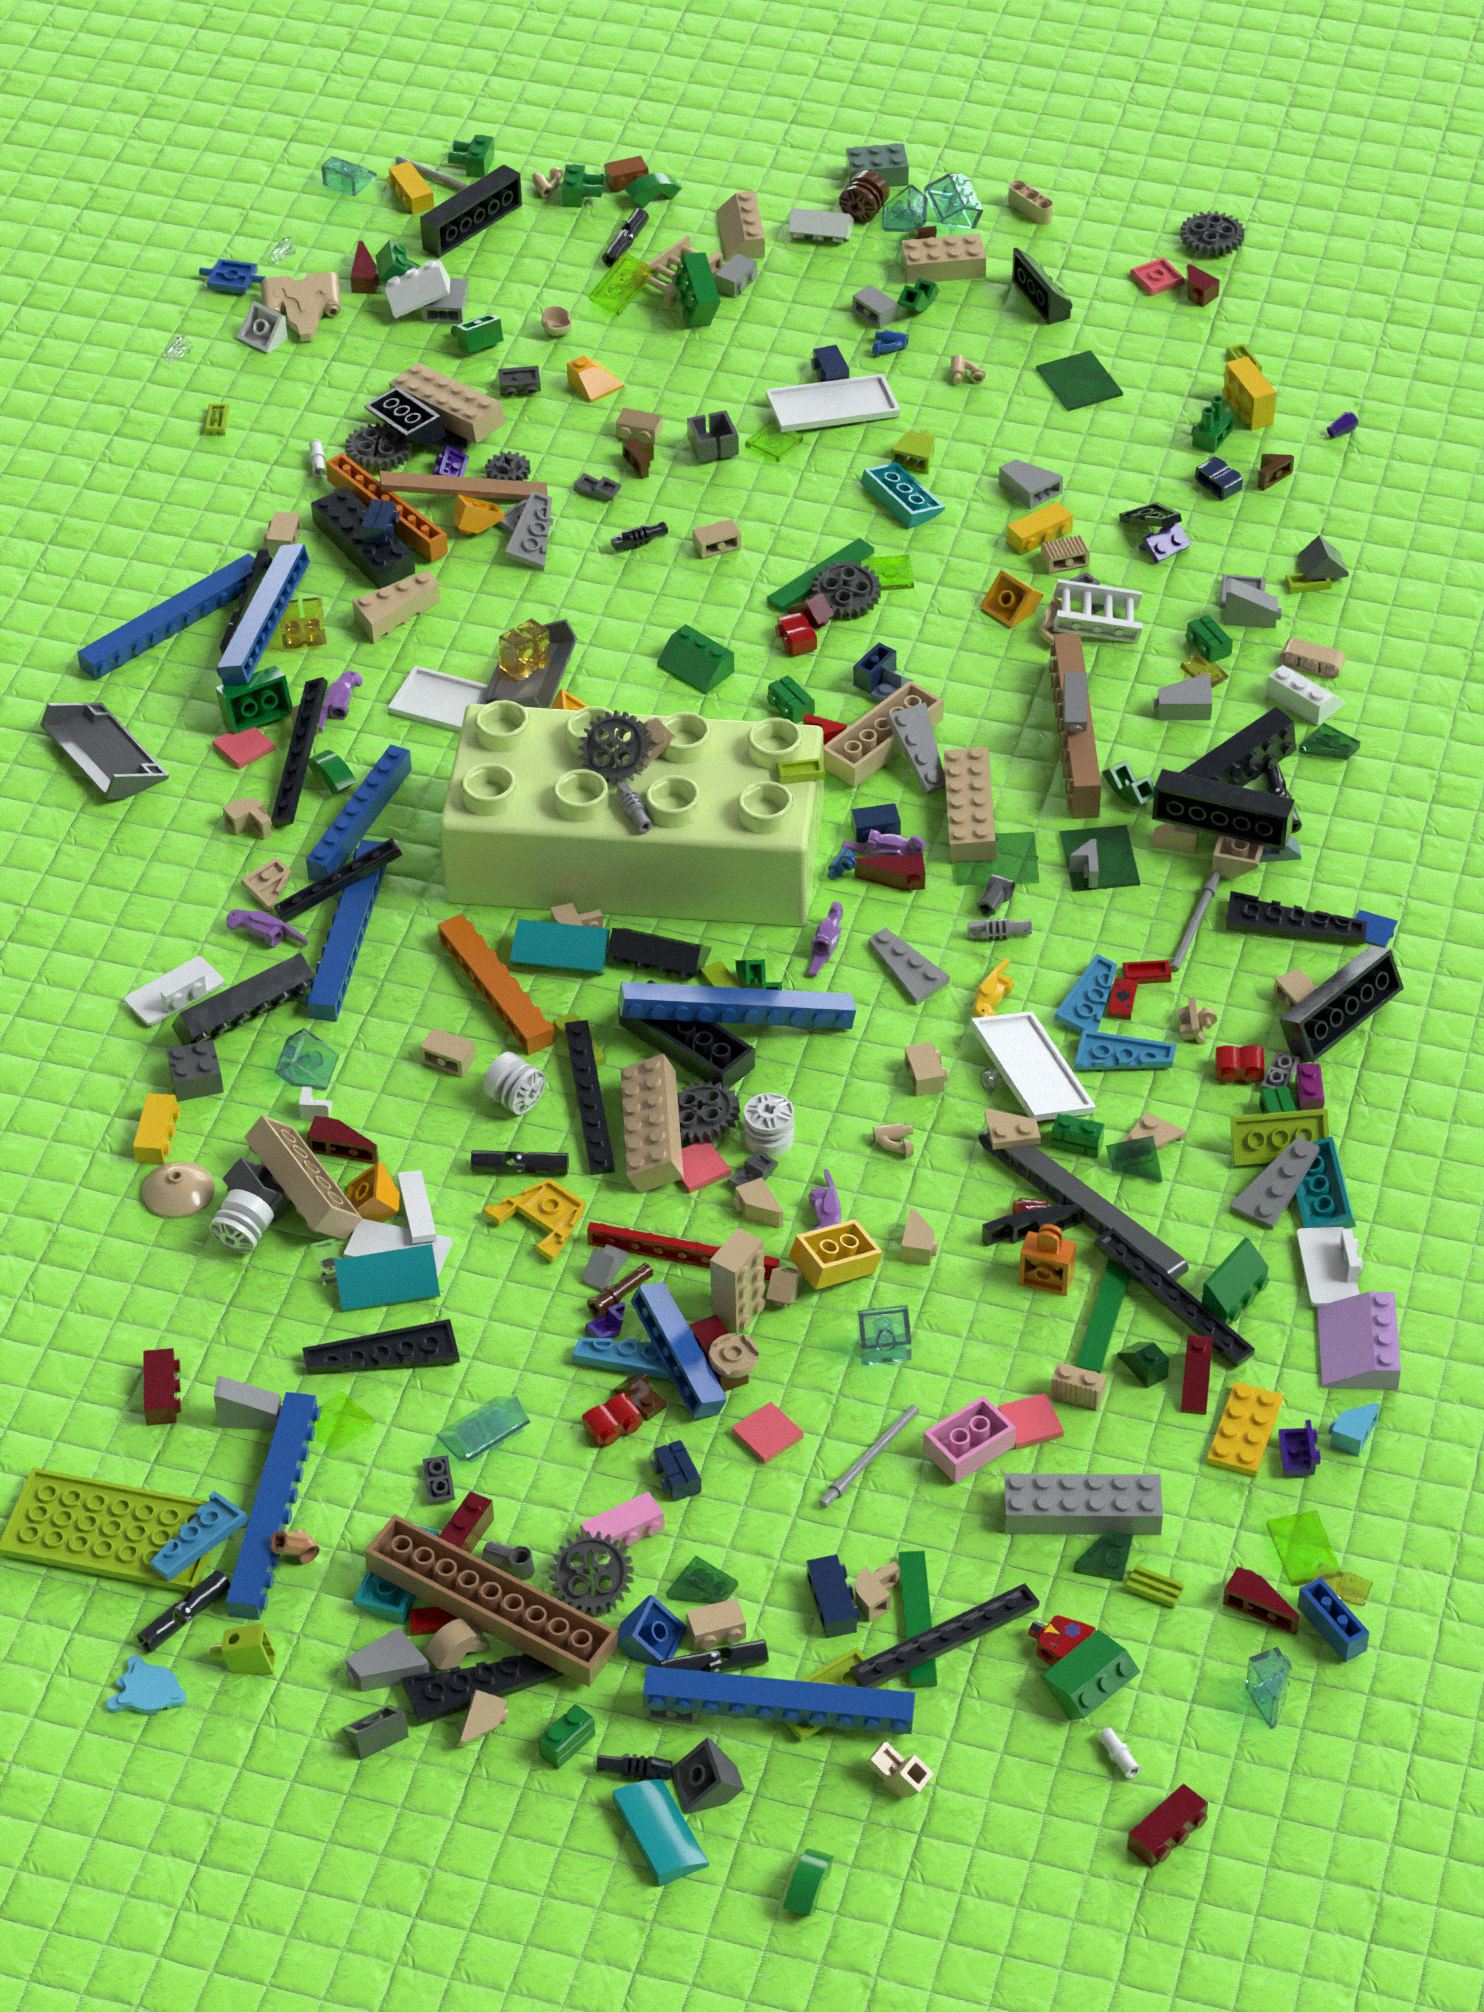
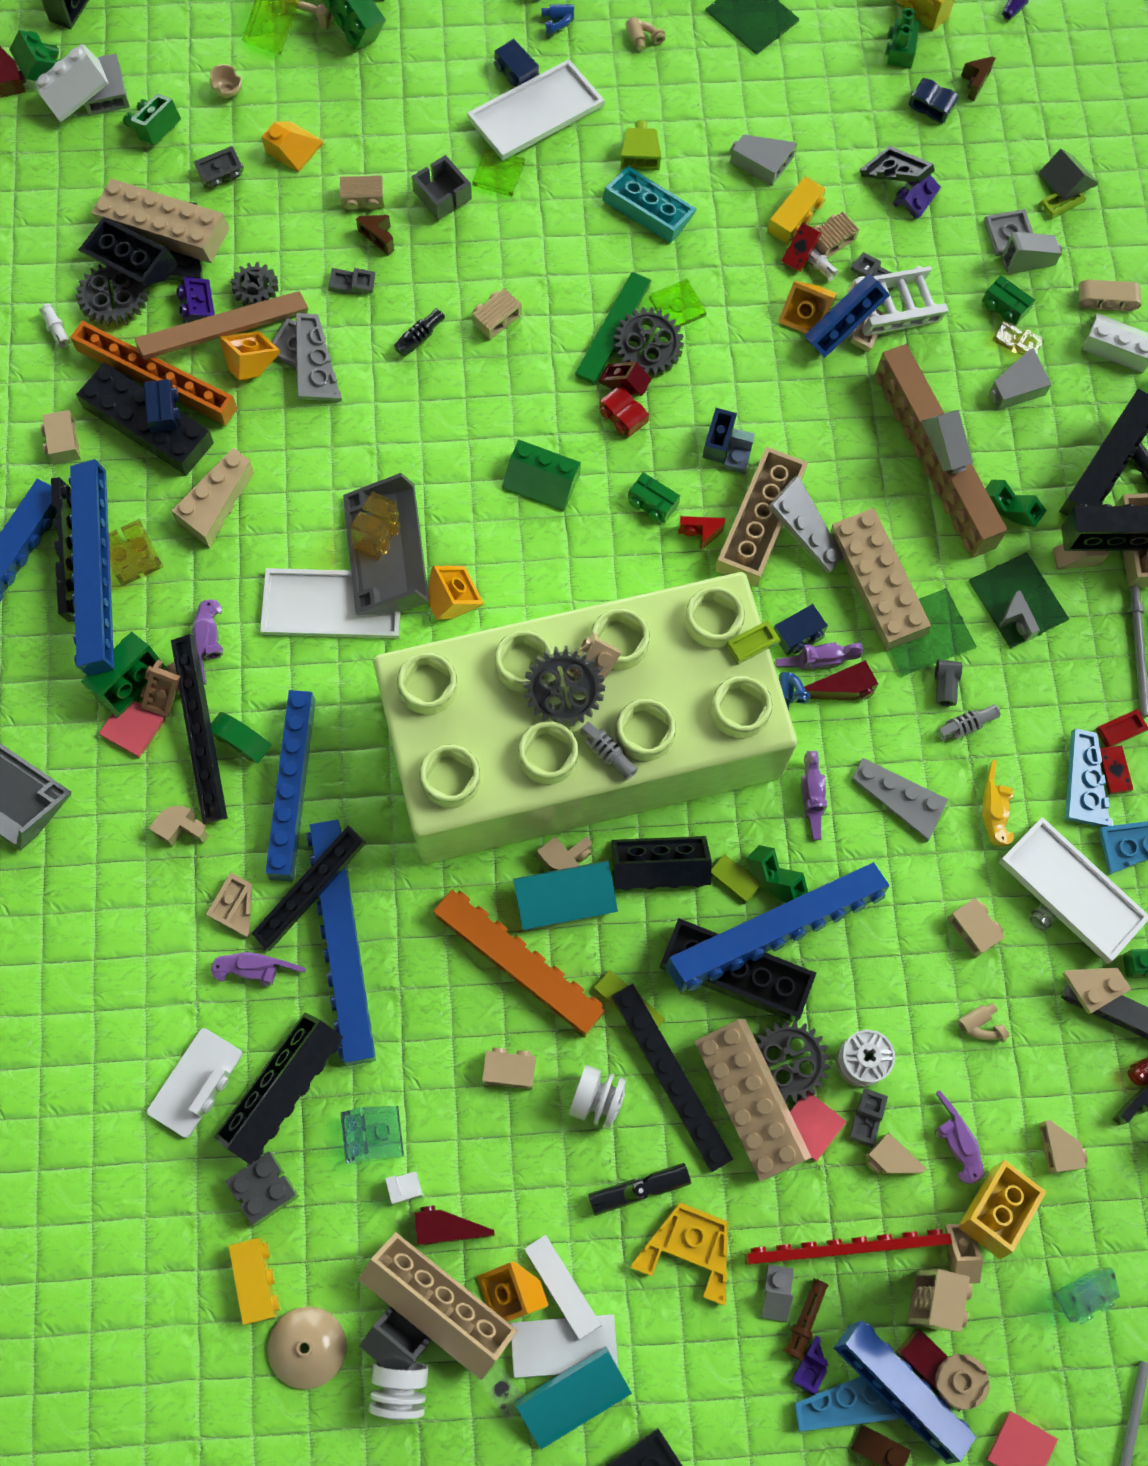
camera: 25 degrees left, 25 degrees up
(279, 717) = (160, 690): none -> medium nougat bracket
(1027, 553) = (801, 247): none -> red tile
(1037, 604) = (847, 315): none -> blue brick
(1042, 571) = (820, 263): none -> white axle

